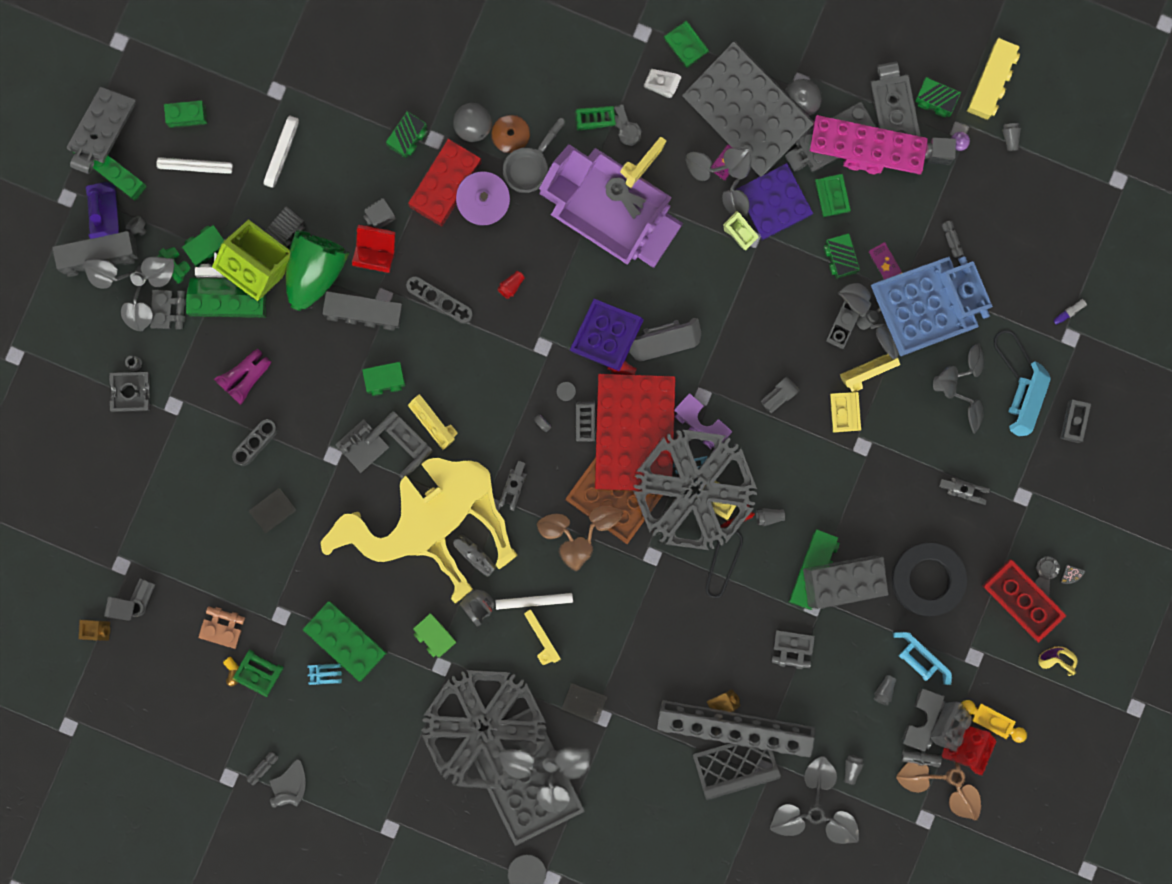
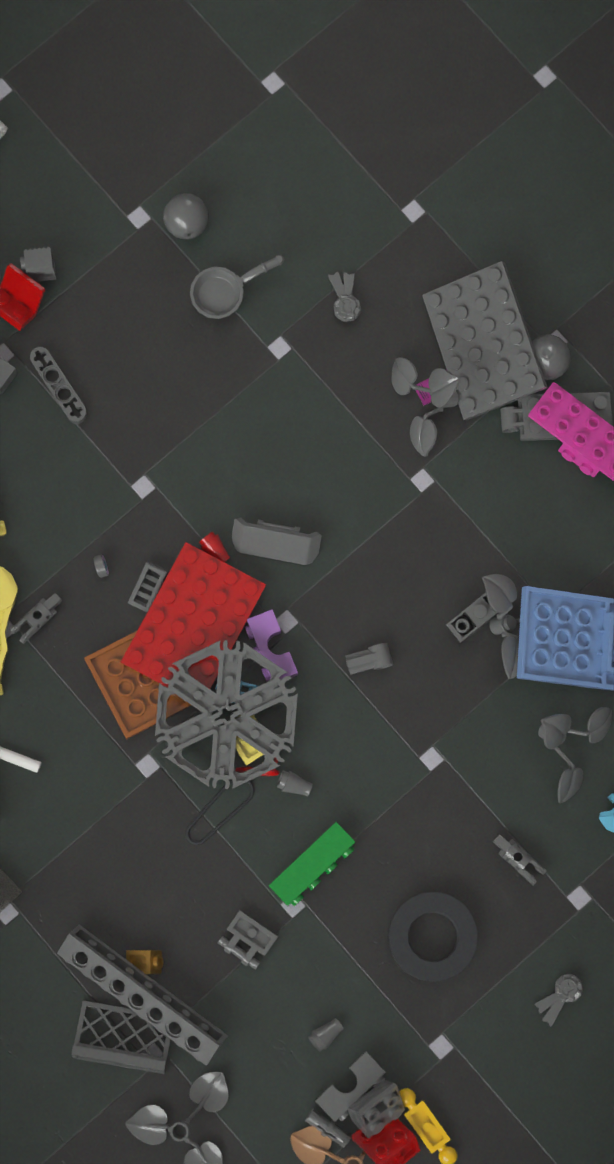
camera: 25 degrees right, 5 degrees down
(407, 134) = (111, 197): brick -> none
(438, 189) = (126, 265): red brick -> none
(482, 198) = (156, 299): medium lavender piece -> none
(510, 285) = (141, 405): red cone -> none
(517, 140) = (226, 258): dark orange dish -> none
(566, 391) = (143, 545): dark grey tile -> none
(578, 550) = (71, 718): medium nougat plant -> none
(579, 191) = (287, 372): medium lavender panel -> none
(595, 124) = (312, 263): green slope -> none
(606, 334) = (215, 505): dark purple plate -> none
(618, 191) = (304, 360): dark grey piece -> none
(634, 172) = (329, 349): light yellow hinge -> none
(662, 82) = (408, 271): white slope -> none
(686, 44) = (453, 244): green plate -> none
(740, 230) = (413, 464): yellowish green slope -> none
(775, 202) = (466, 453): dark purple plate -> none
(832, 195) = (530, 475): green plate -> none
(841, 256) = (508, 544): brick -> none
(845, 412) = (430, 712): light yellow plate -> none
(845, 582) = (339, 893): dark grey brick -> none
(853, 767) = (248, 1102): dark grey cone -> none
(855, 376) = (458, 679): light yellow hinge -> none
(885, 261) = (553, 571): magenta sticker -> none
(946, 674) = (372, 1023): medium azure piece -> none
(1024, 600) = (524, 1010): red brick -> none
(1051, 656) = (525, 1086): light yellow piece -> none
(1071, 575) = (591, 1008): dark grey tile -> none

